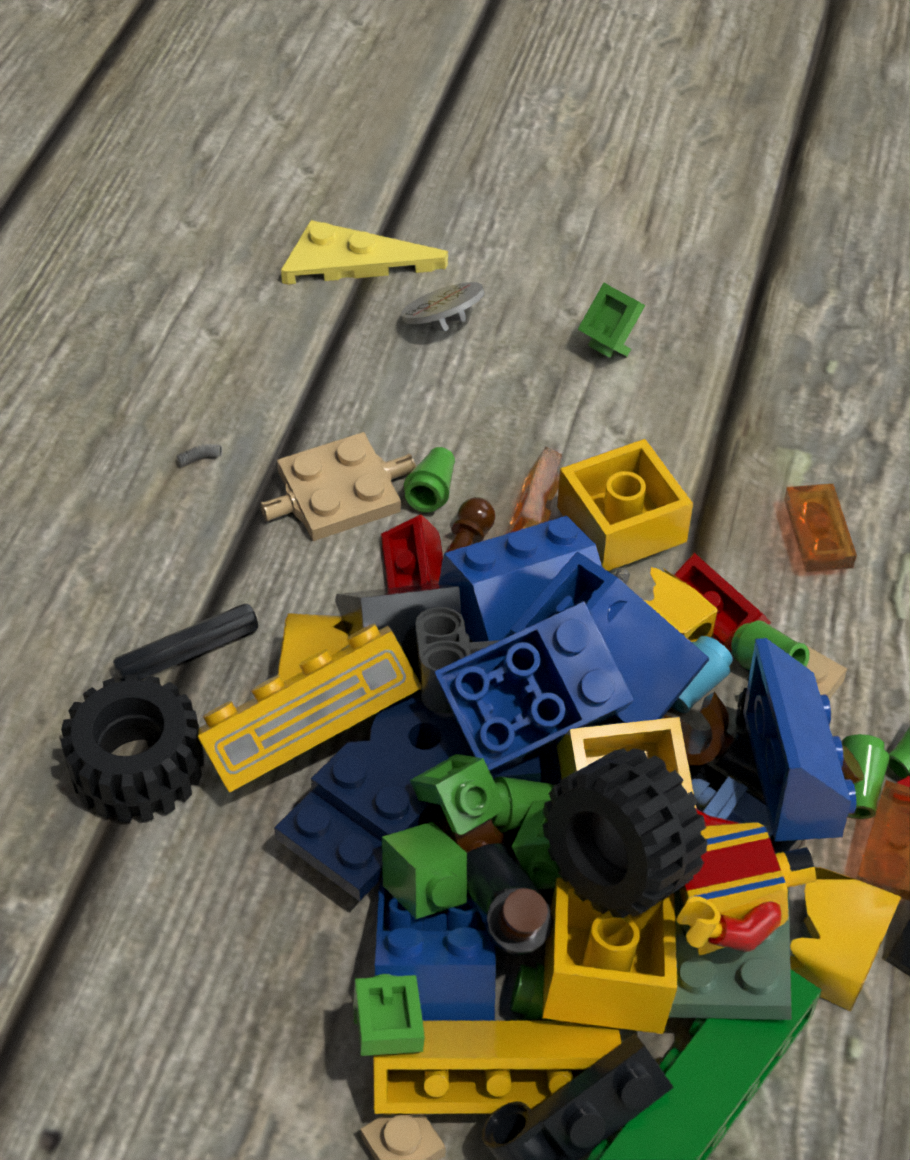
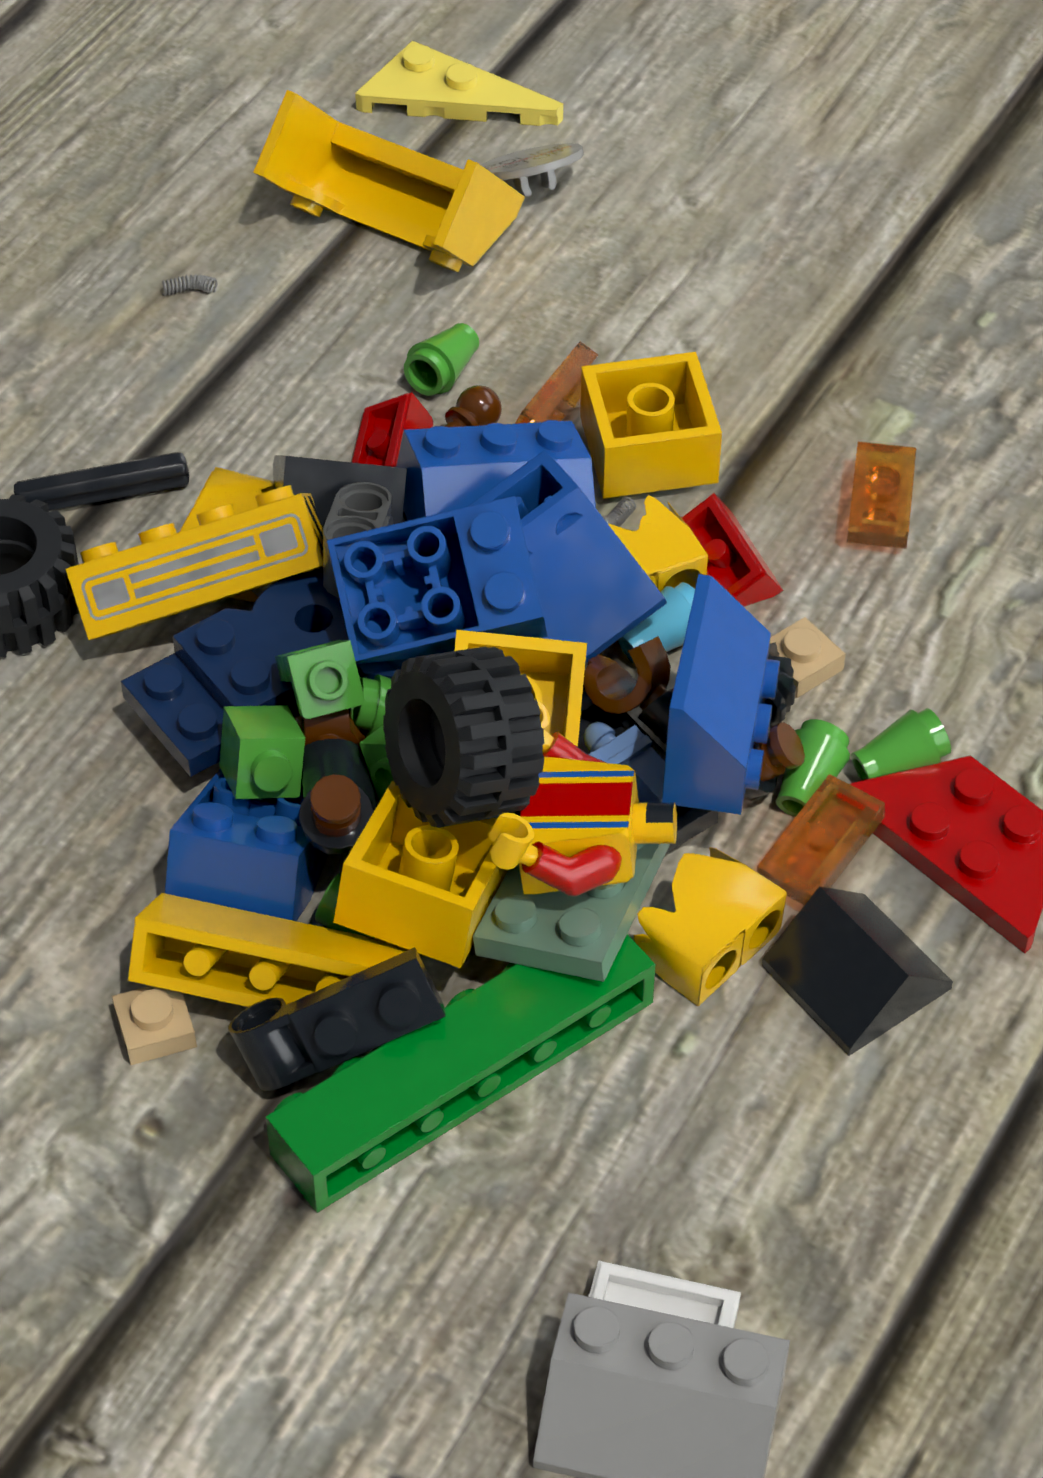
camera: 15 degrees right, 0 degrees up
(338, 486) = (332, 347): tan plate -> none
(340, 344) = (386, 185): none -> yellow windscreen
(388, 1015) = (164, 877): bright green bracket -> none
(610, 320) = (720, 215): bright green bracket -> none
(744, 642) = (765, 607): bright green cone -> none

